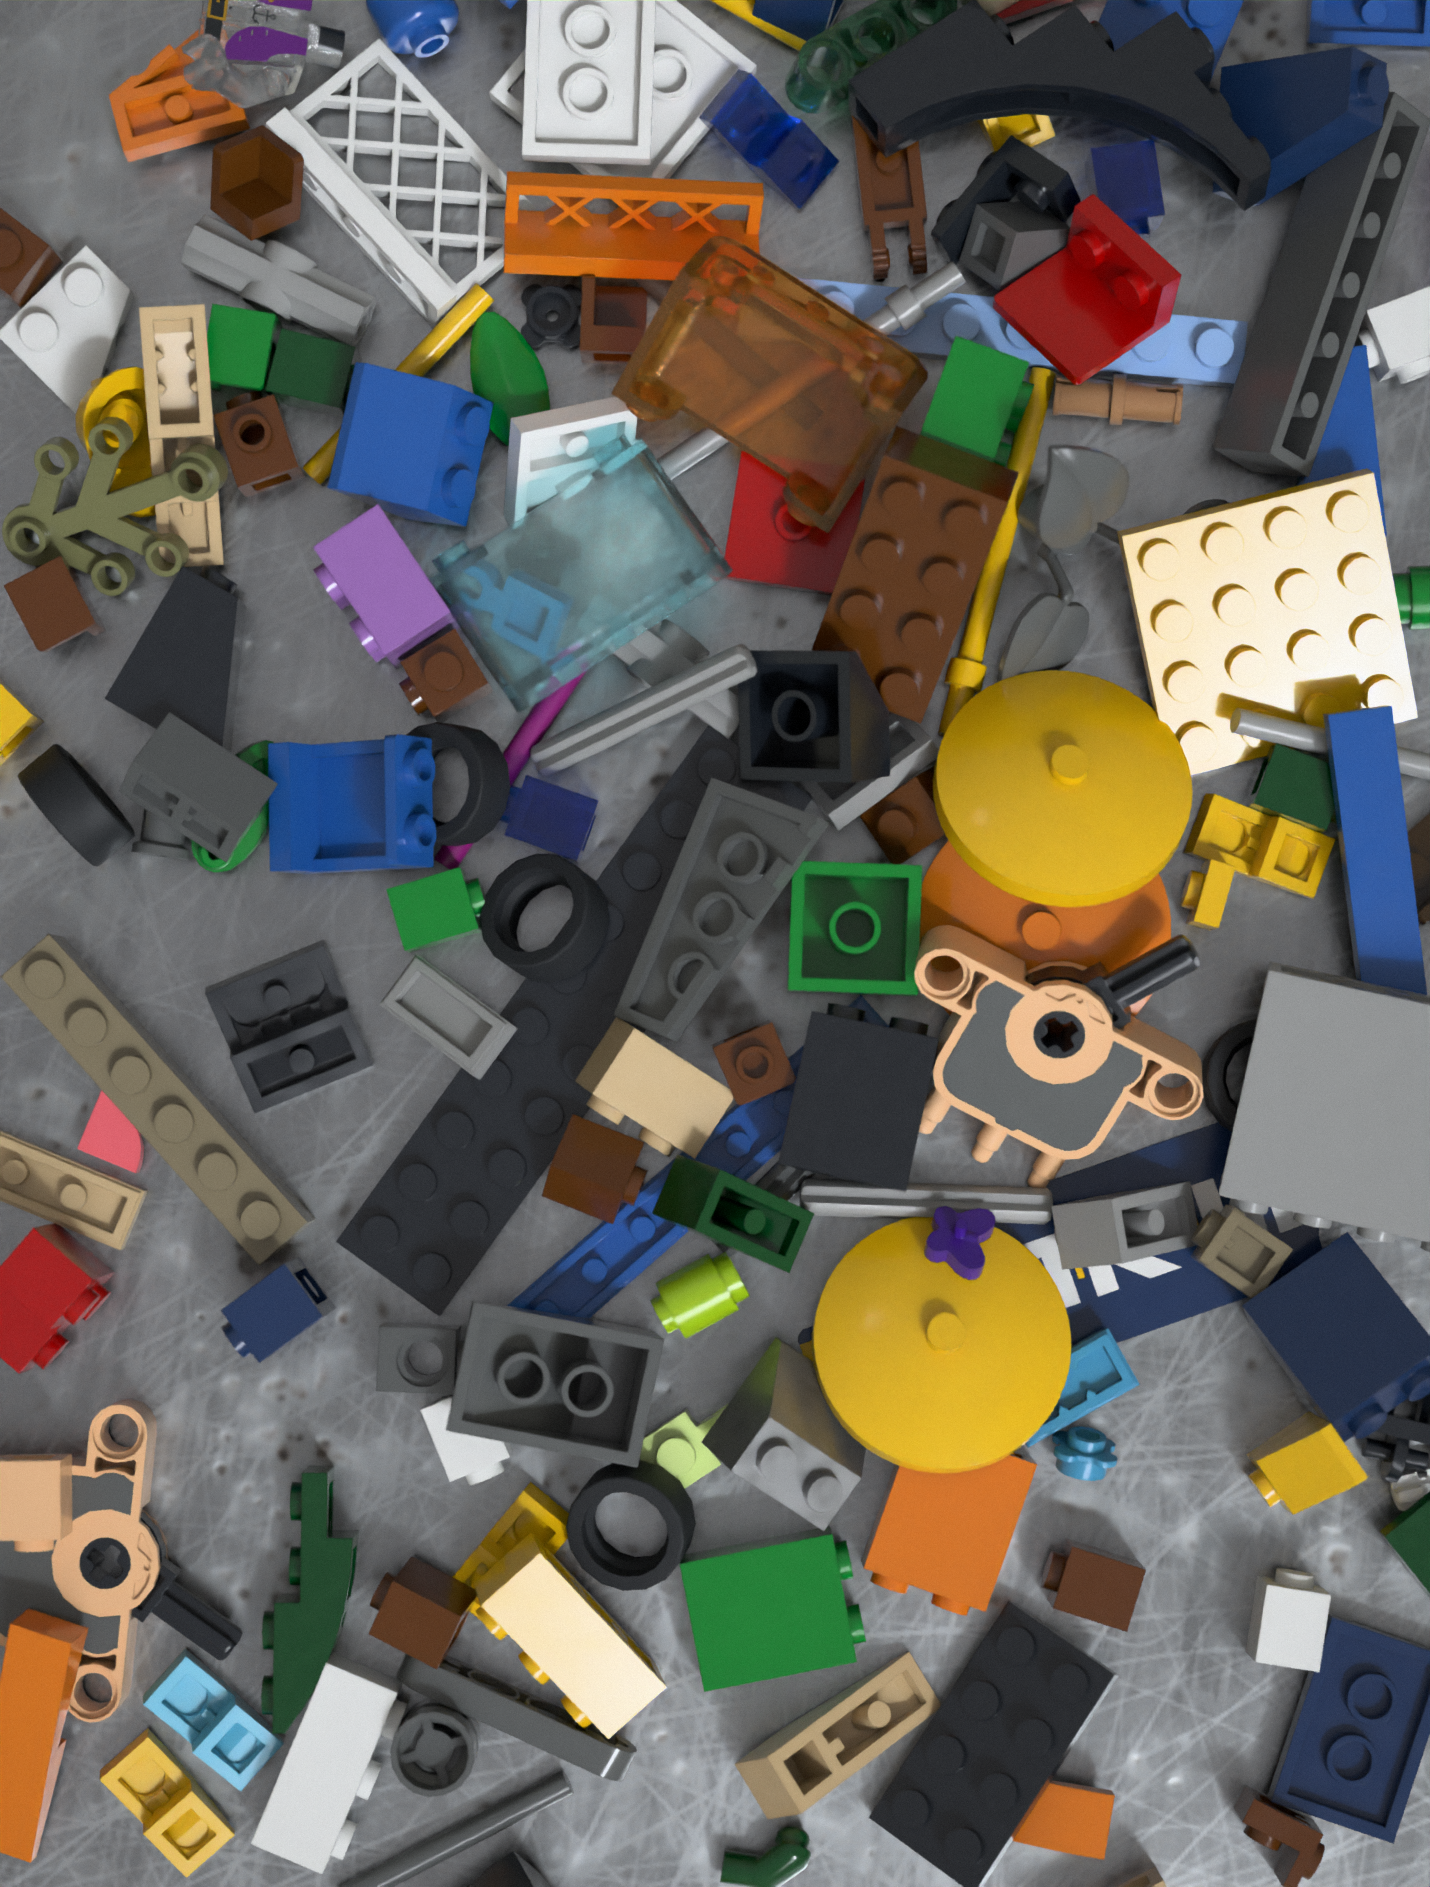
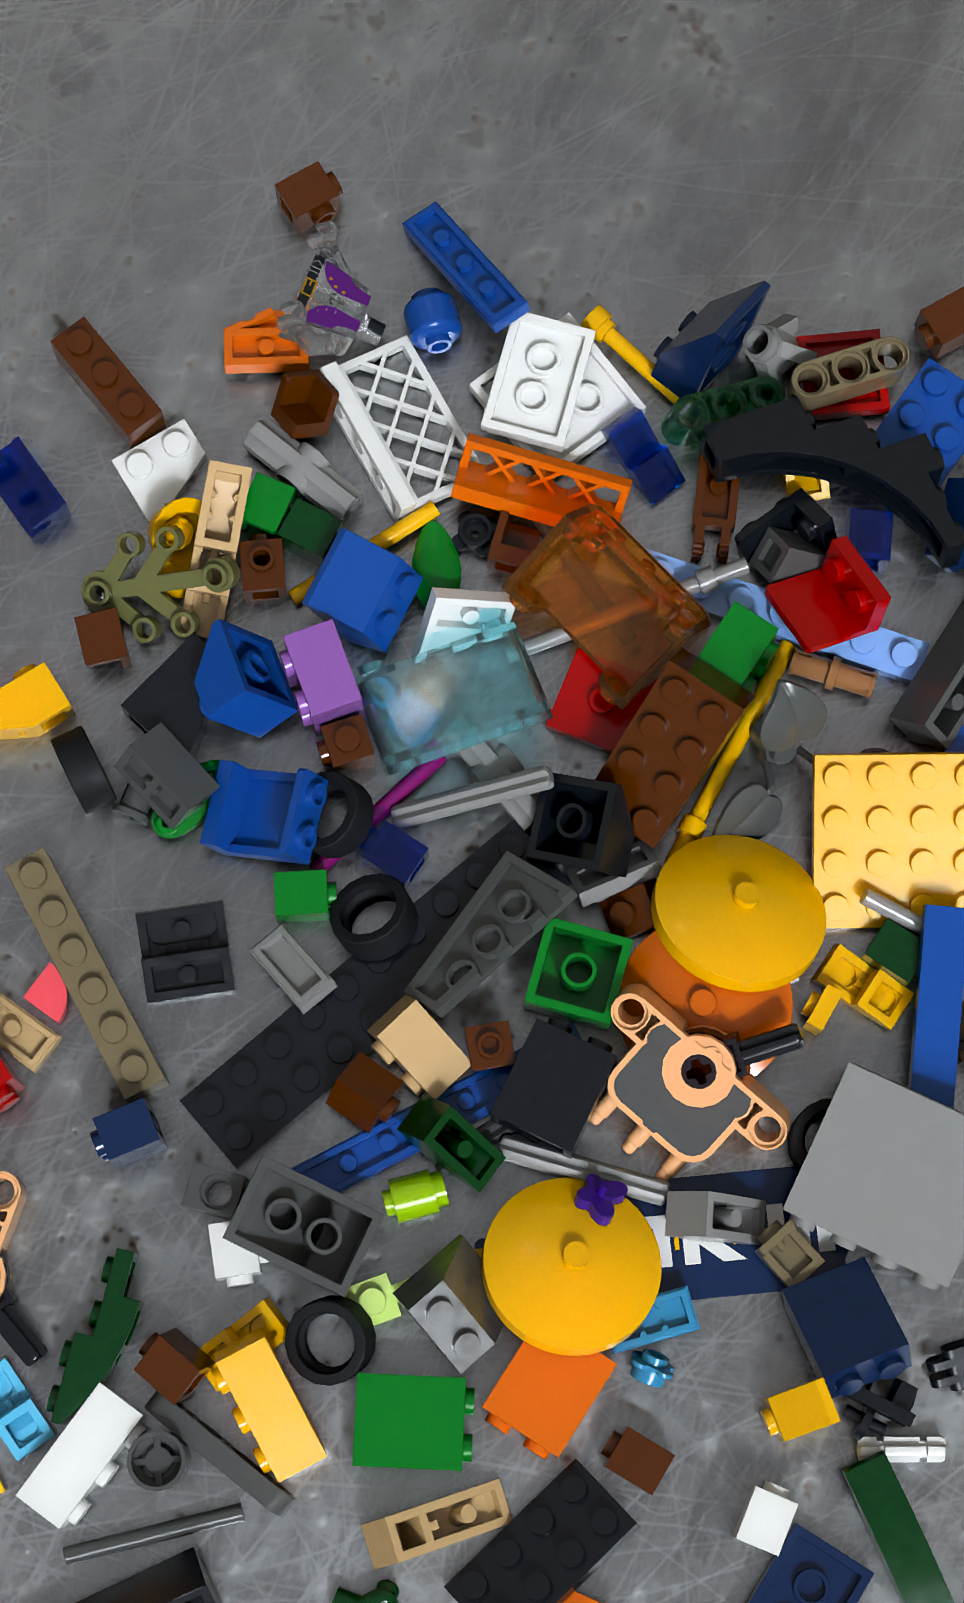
camera: 10 degrees right, 10 degrees down
(271, 621) = (242, 681): none -> blue slope

